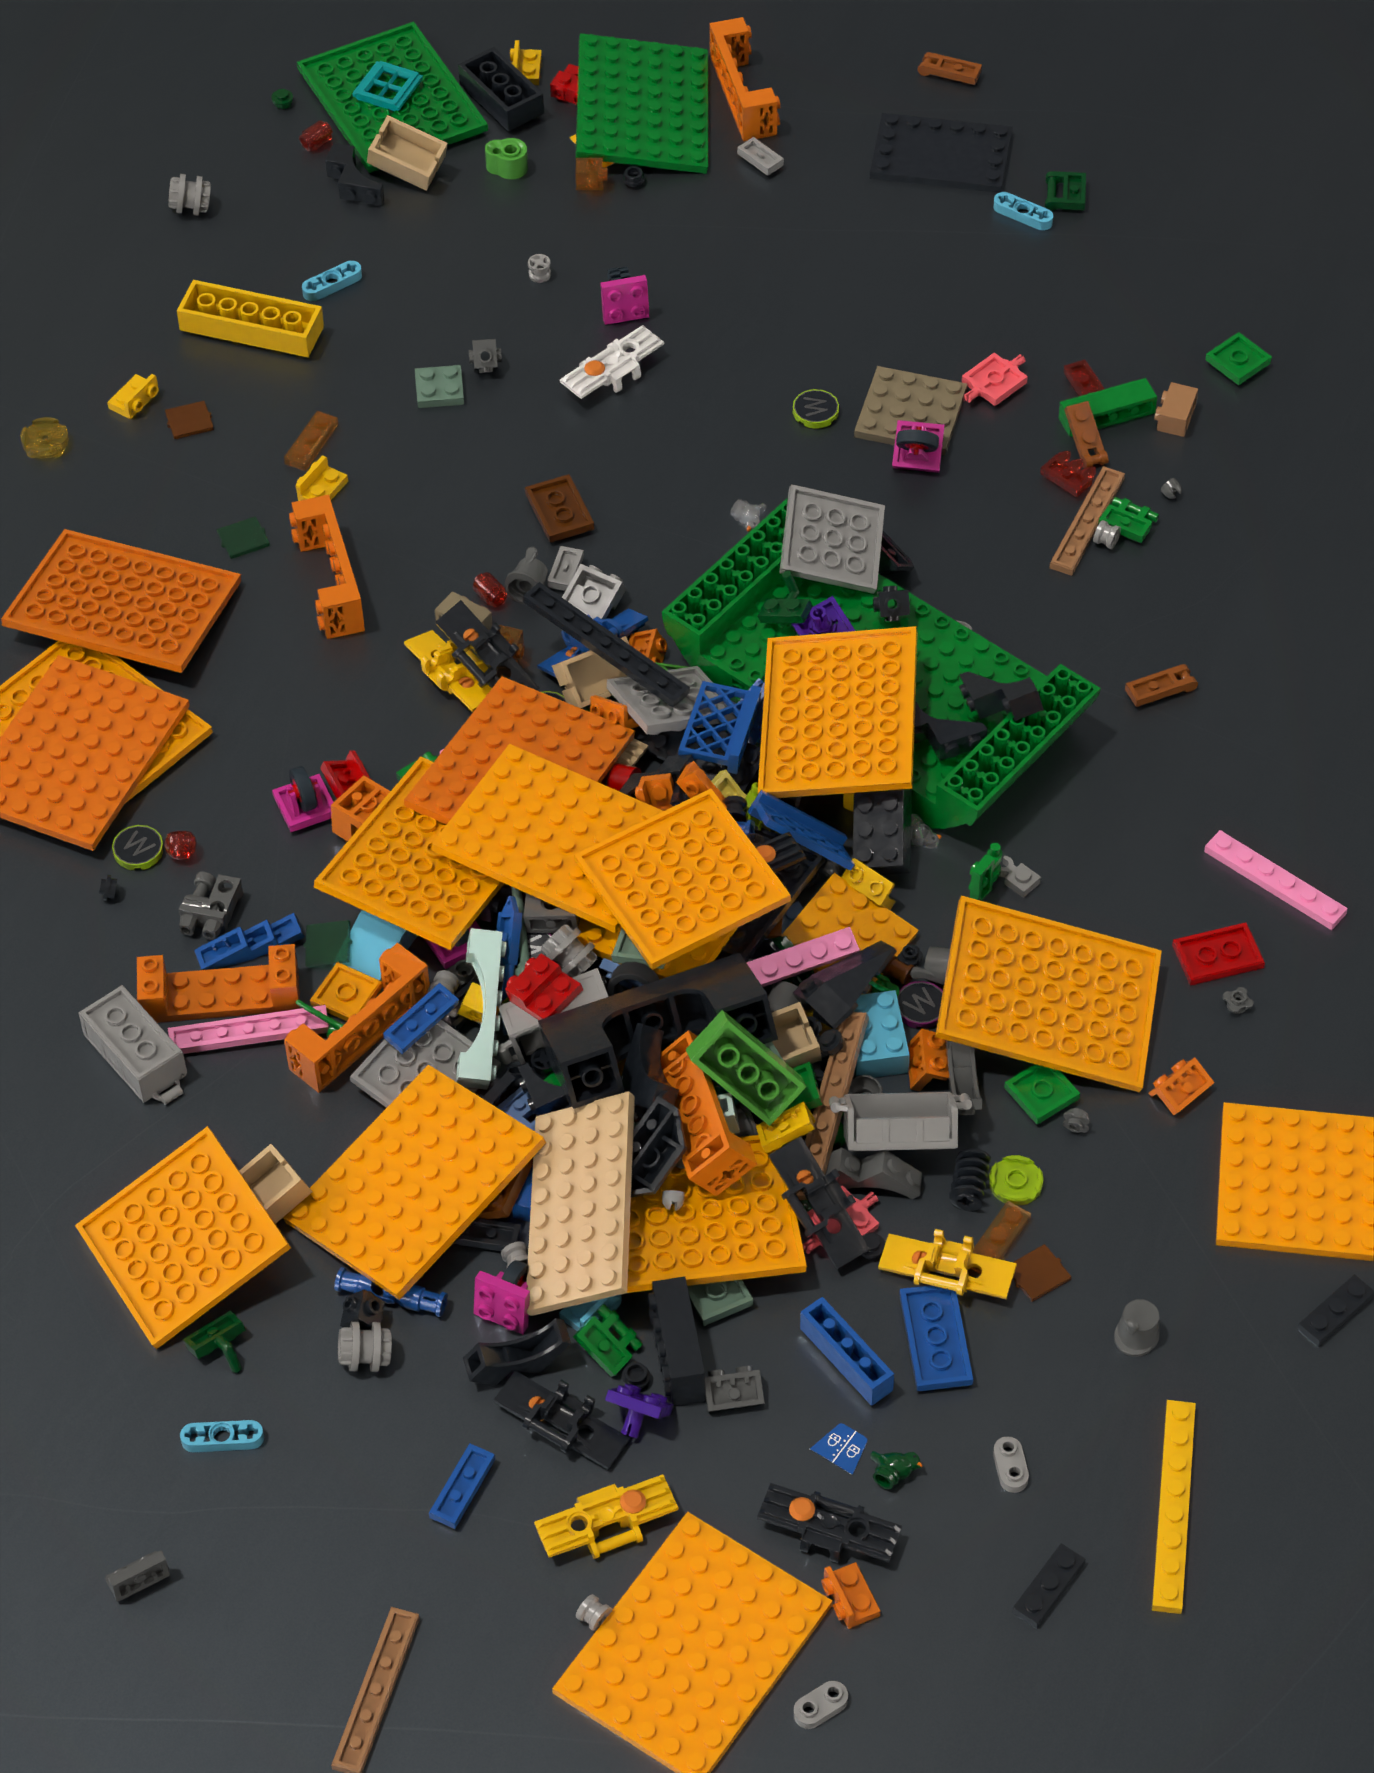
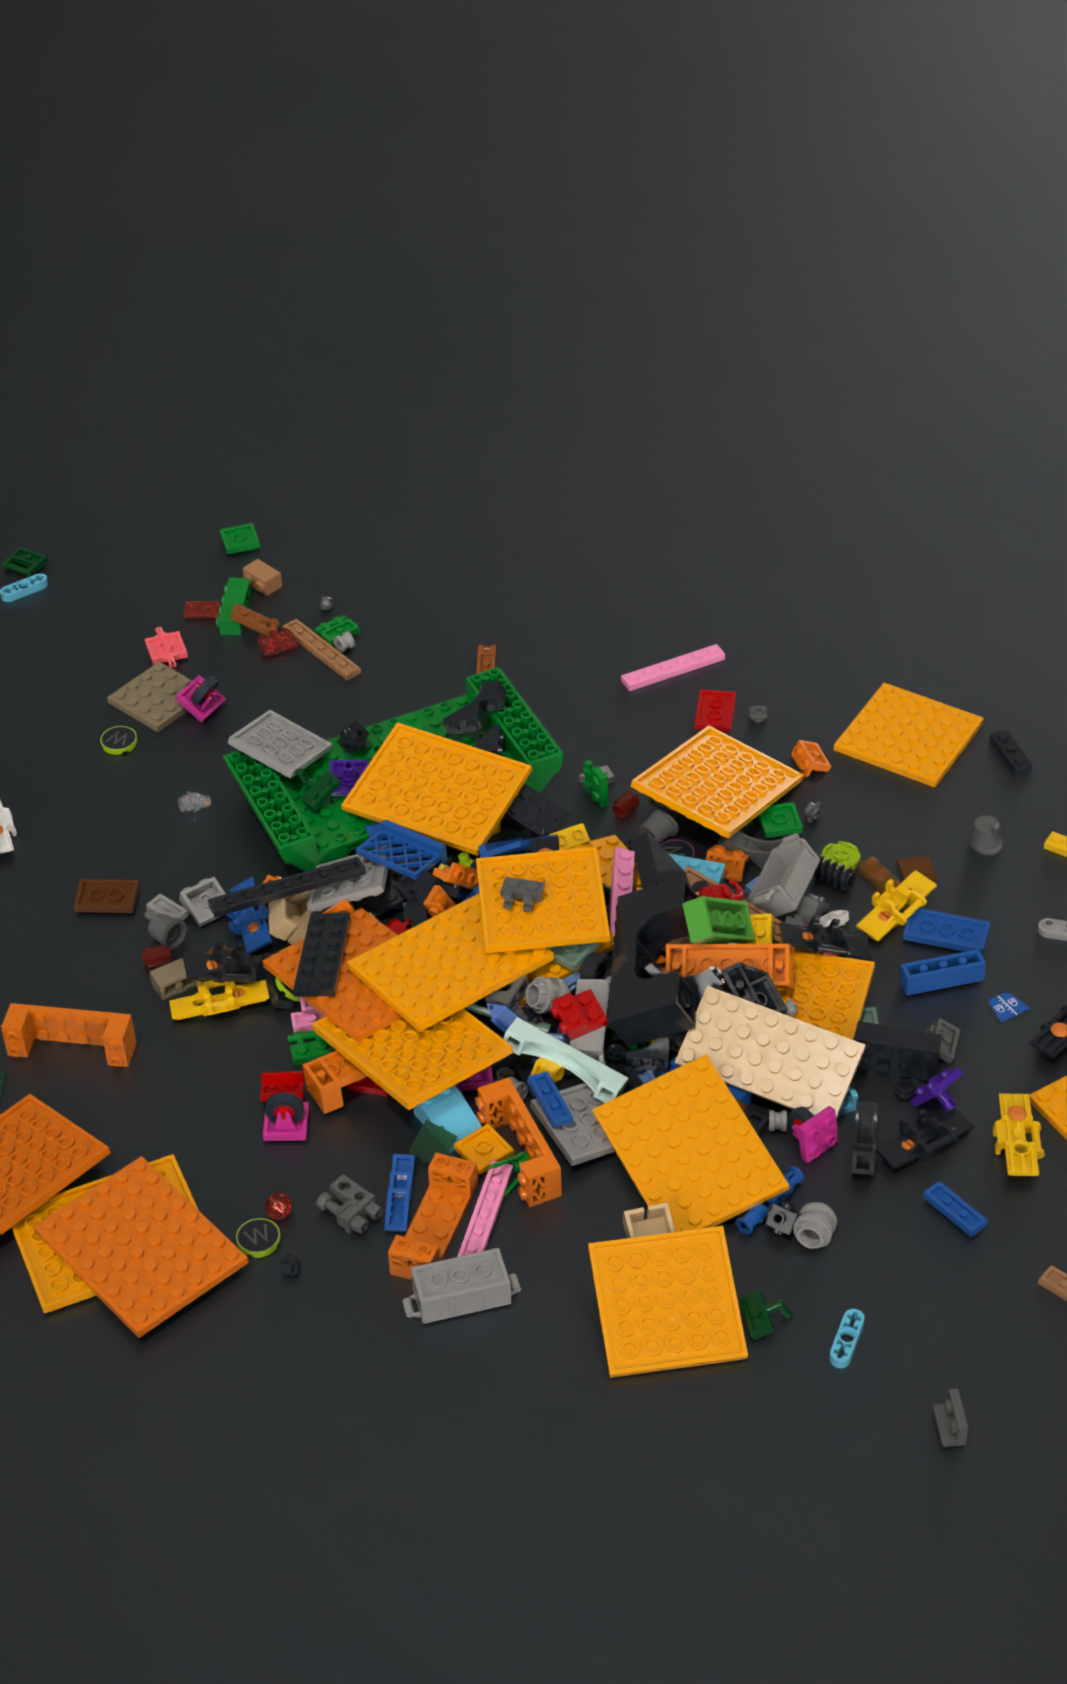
camera: 65 degrees left, 10 degrees down
(524, 721) = (322, 955): none -> black plate
(603, 1345) = (874, 1089): green plate -> none
(677, 849) = (521, 889): none -> dark grey plate
(808, 1057) = (722, 891): none -> red plate
(884, 1205) = (843, 915): none -> white plate
(893, 1467) = (1039, 982): dark green animal -> none

